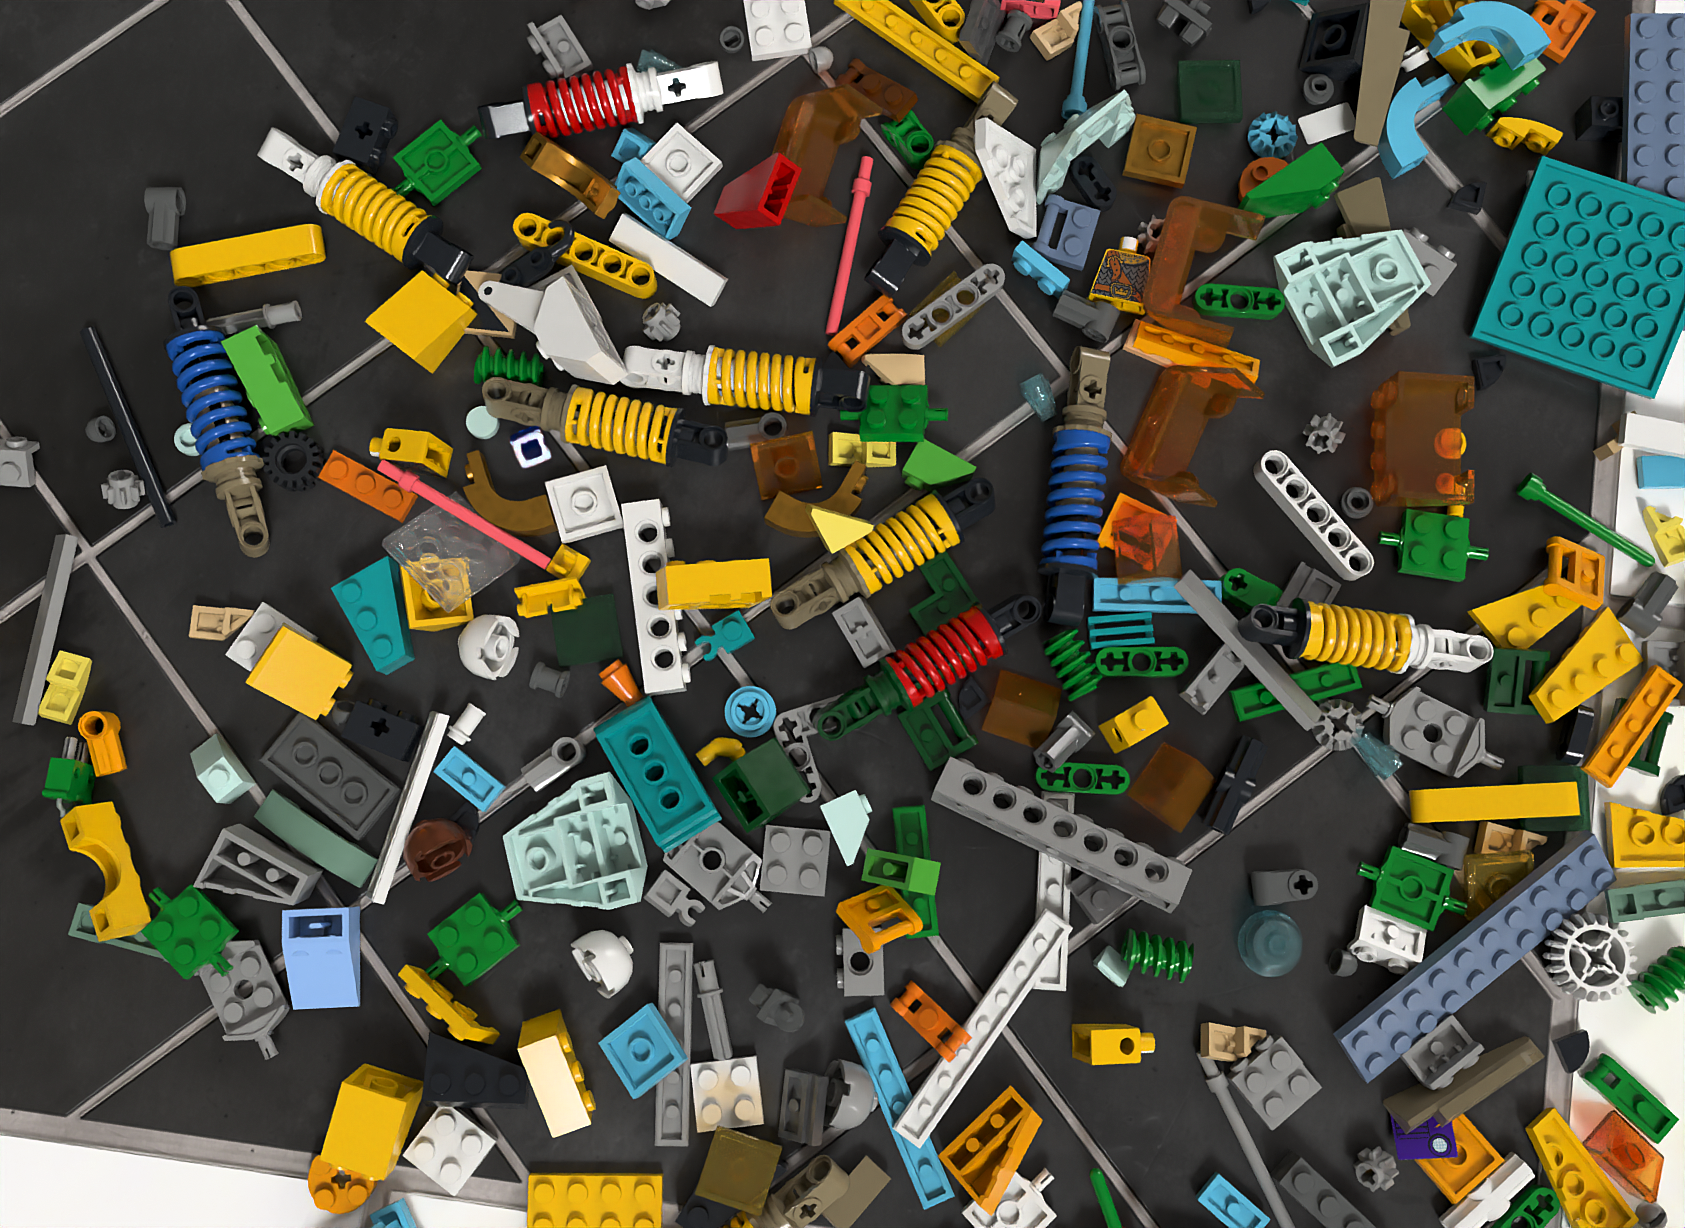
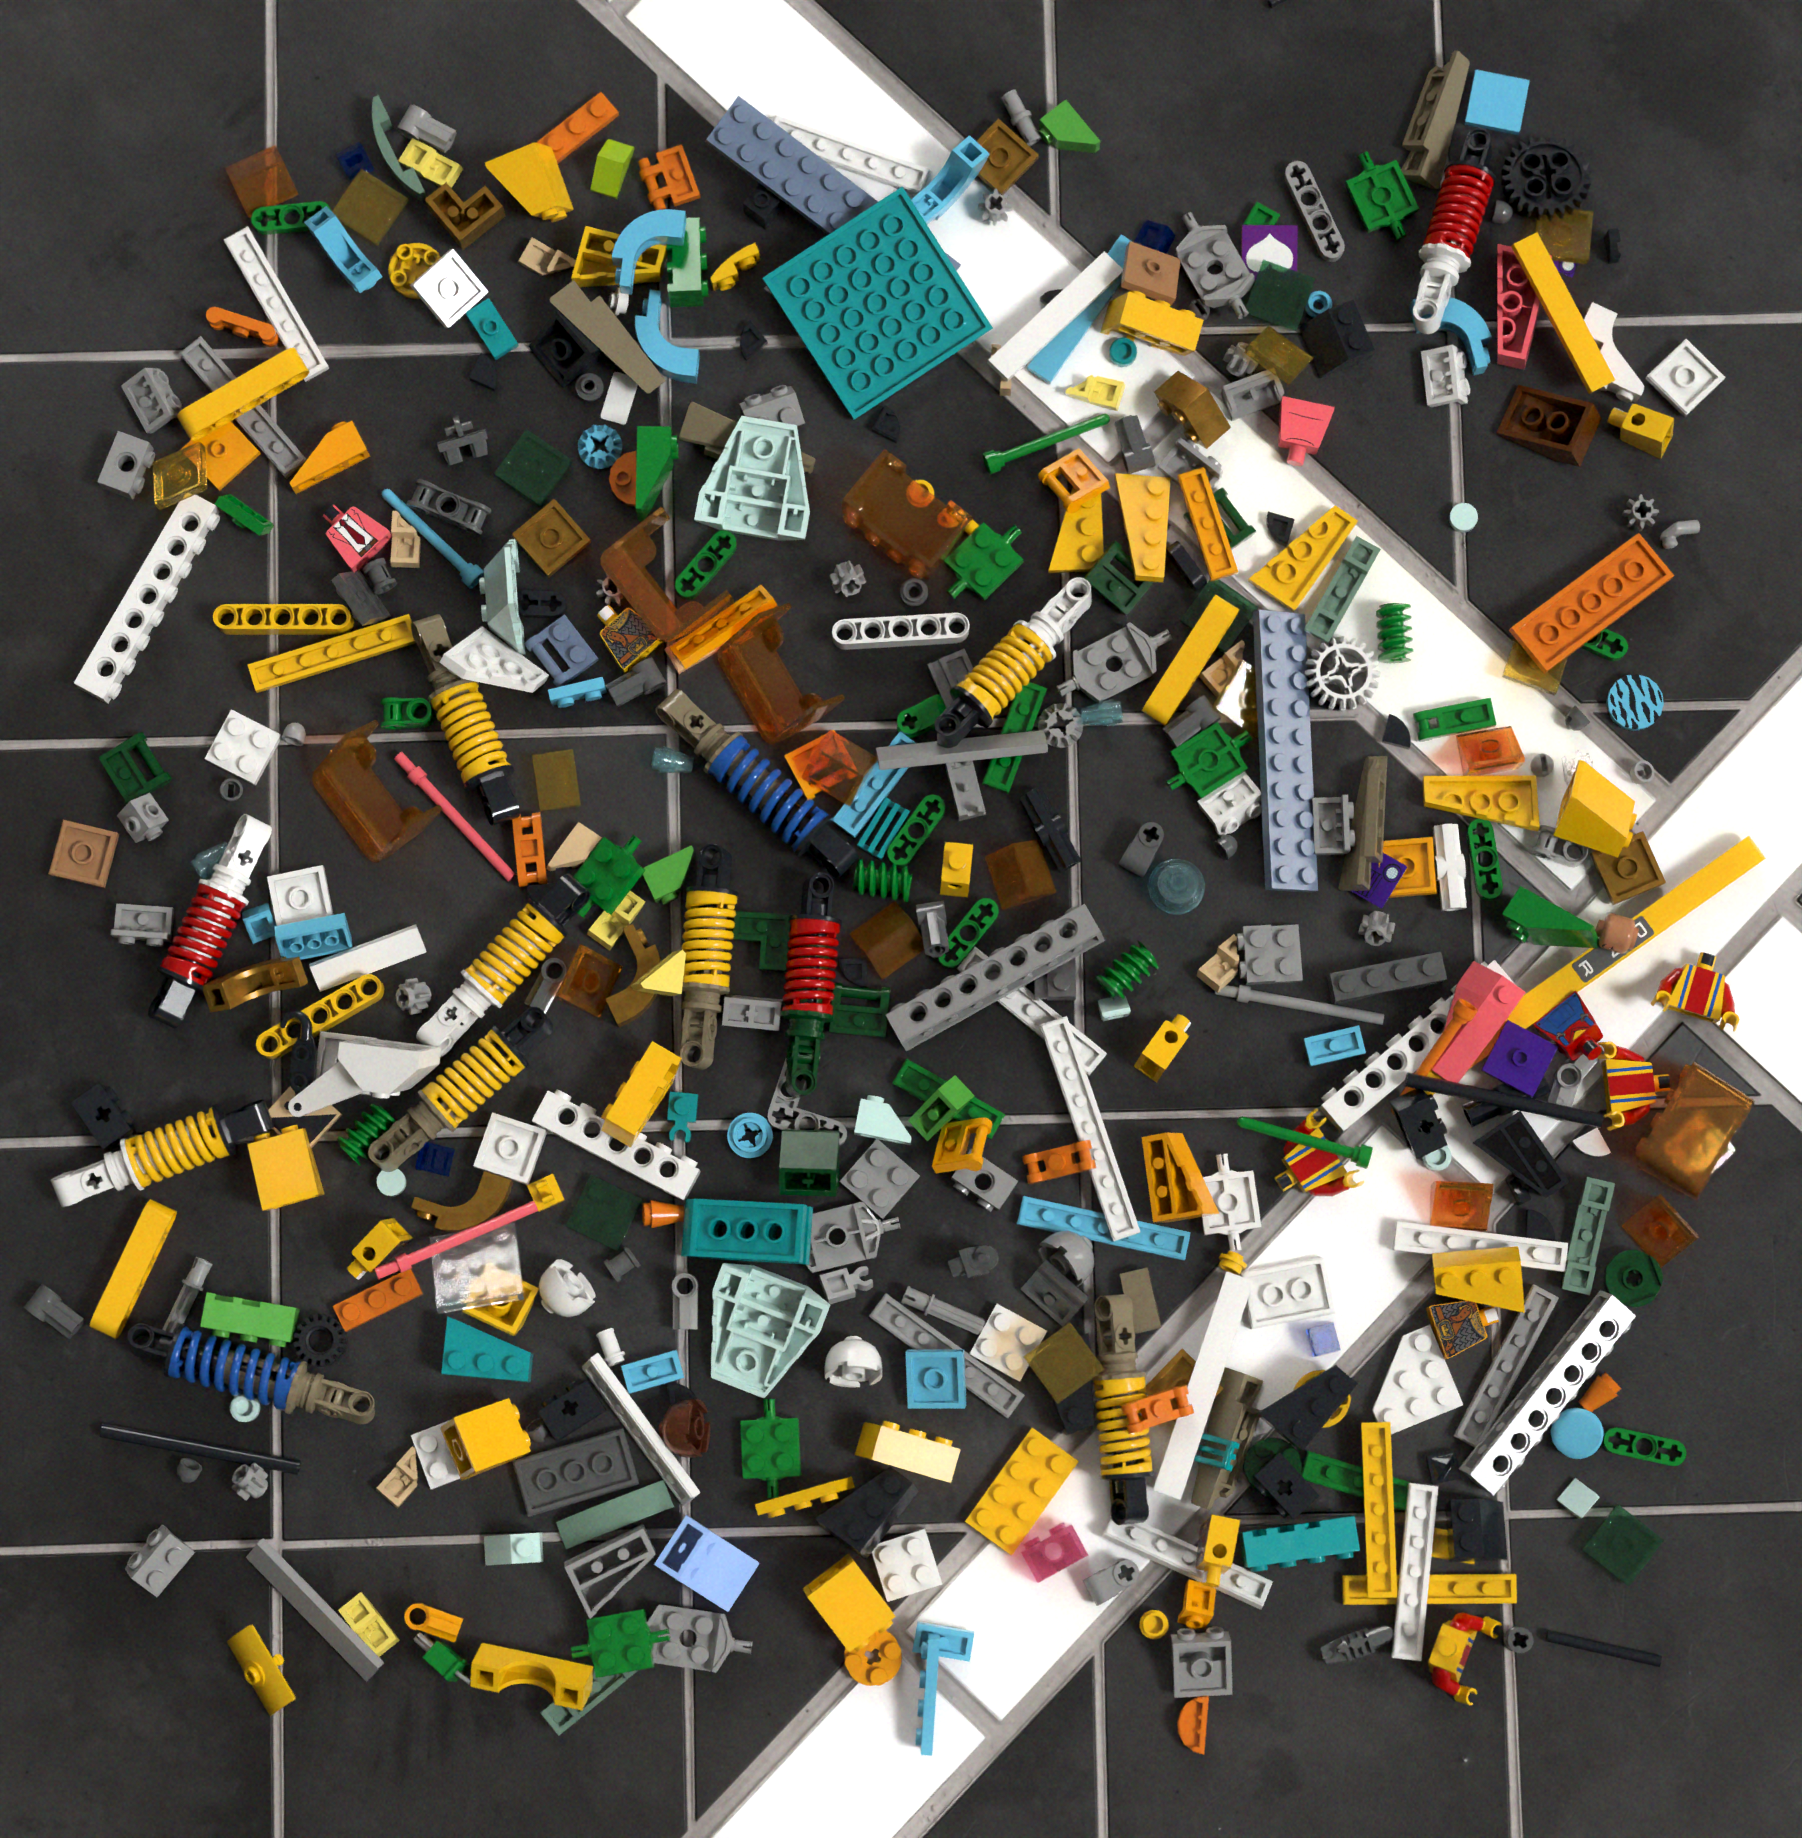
camera: 55 degrees left, 0 degrees up
(437, 162) = (164, 1077): green plate -> none
(561, 593) = (566, 1209): yellow hinge -> none
(721, 747) = (760, 1174): yellow arm -> none
(759, 194) = (373, 856): red slope -> none
(886, 93) = (352, 711): reddish brown plate -> none
(955, 309) = (559, 775): light grey beam -> none

